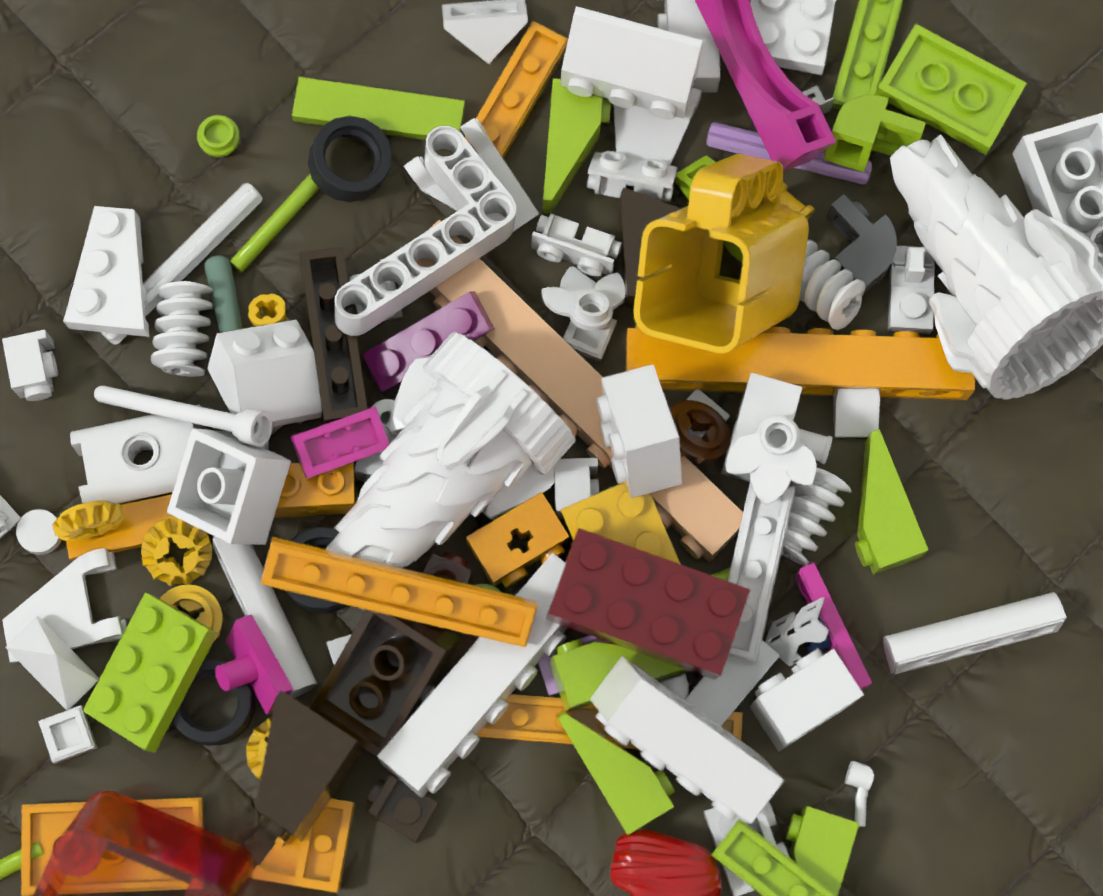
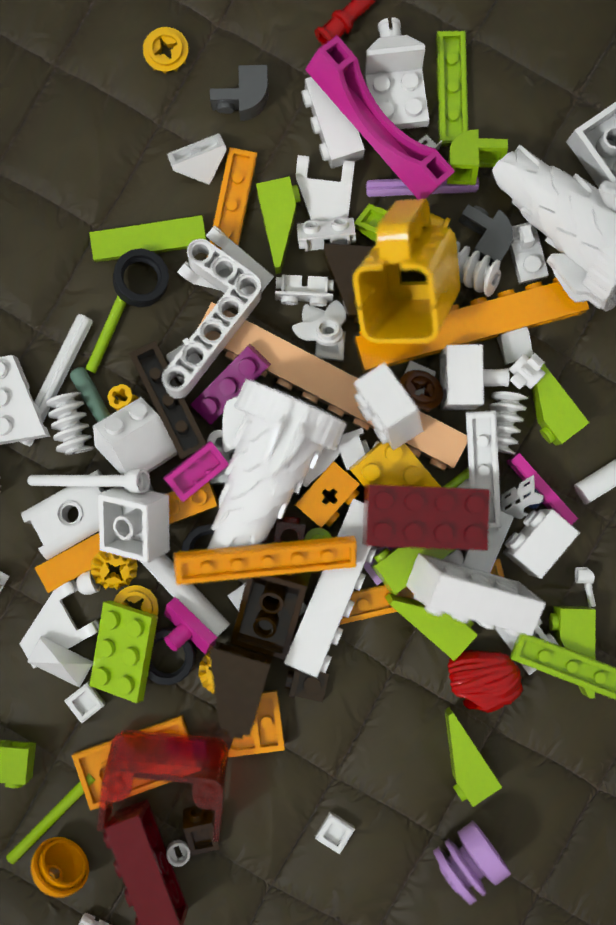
camera: 15 degrees left, 10 degrees up
(36, 532) = (23, 581): white tile -> none
(88, 520) = (51, 569): yellow gear -> none
(129, 564) = (86, 584): none -> white hinge
(218, 136) = (50, 288): lime plate -> none
(630, 63) = (305, 159): white slope -> none
(771, 465) = (478, 403): white plate -> none
(857, 447) = (527, 371): none -> white gear
(950, 89) = (515, 110): lime plate -> none

